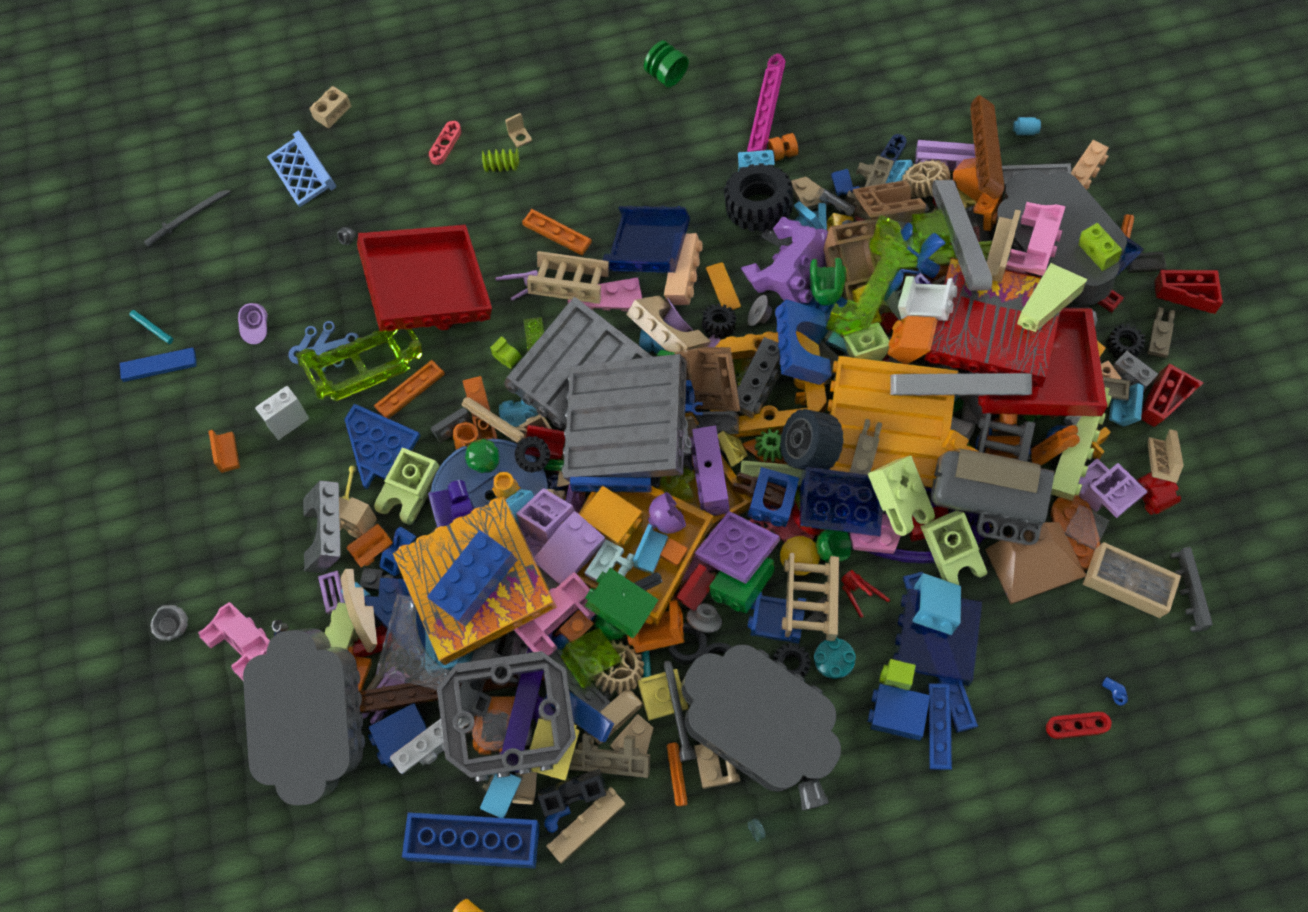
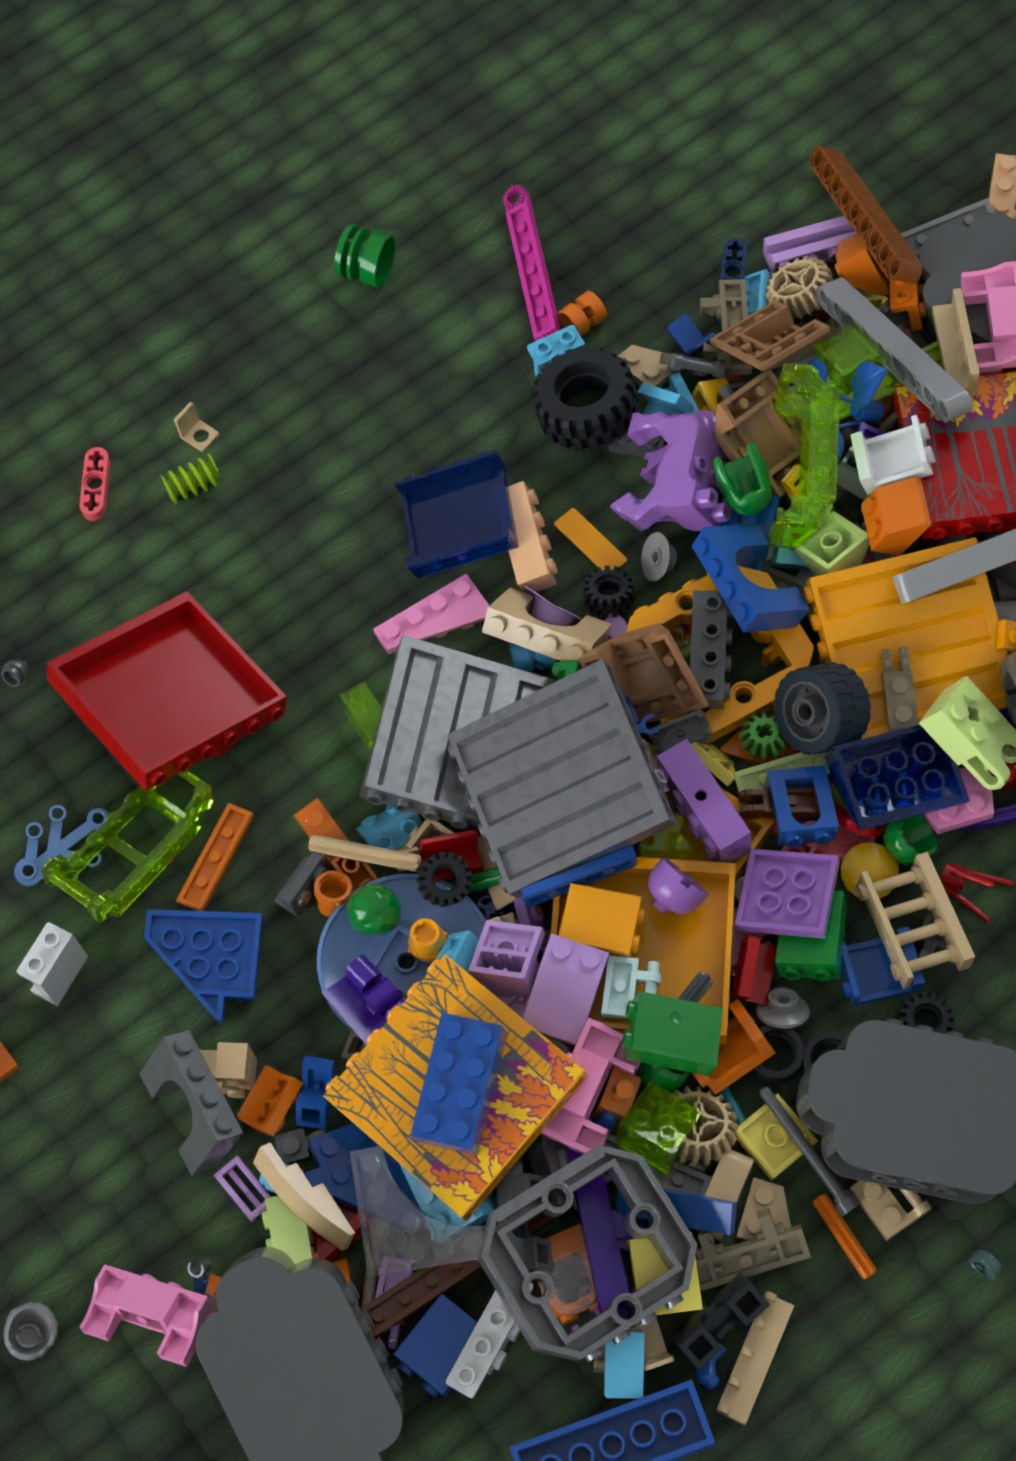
camera: 20 degrees left, 0 degrees up
(352, 469) = (188, 1004): light yellow hinge -> none
(407, 485) = (283, 1001): yellowish green brick -> none
(505, 353) = (330, 752): lime leg -> none
(515, 276) = (313, 633): lavender plant -> none
(556, 232) = (319, 552): orange tile -> none
(568, 289) = (376, 628): tan fence -> none
(649, 550) = (675, 946): medium azure panel -> none
(673, 552) = (707, 935): orange tile -> none
(834, 658) = (980, 991): teal dish -> none
(888, 320) = (845, 503): red tile -> none
(1027, 126) = (897, 165): medium azure brick -> none

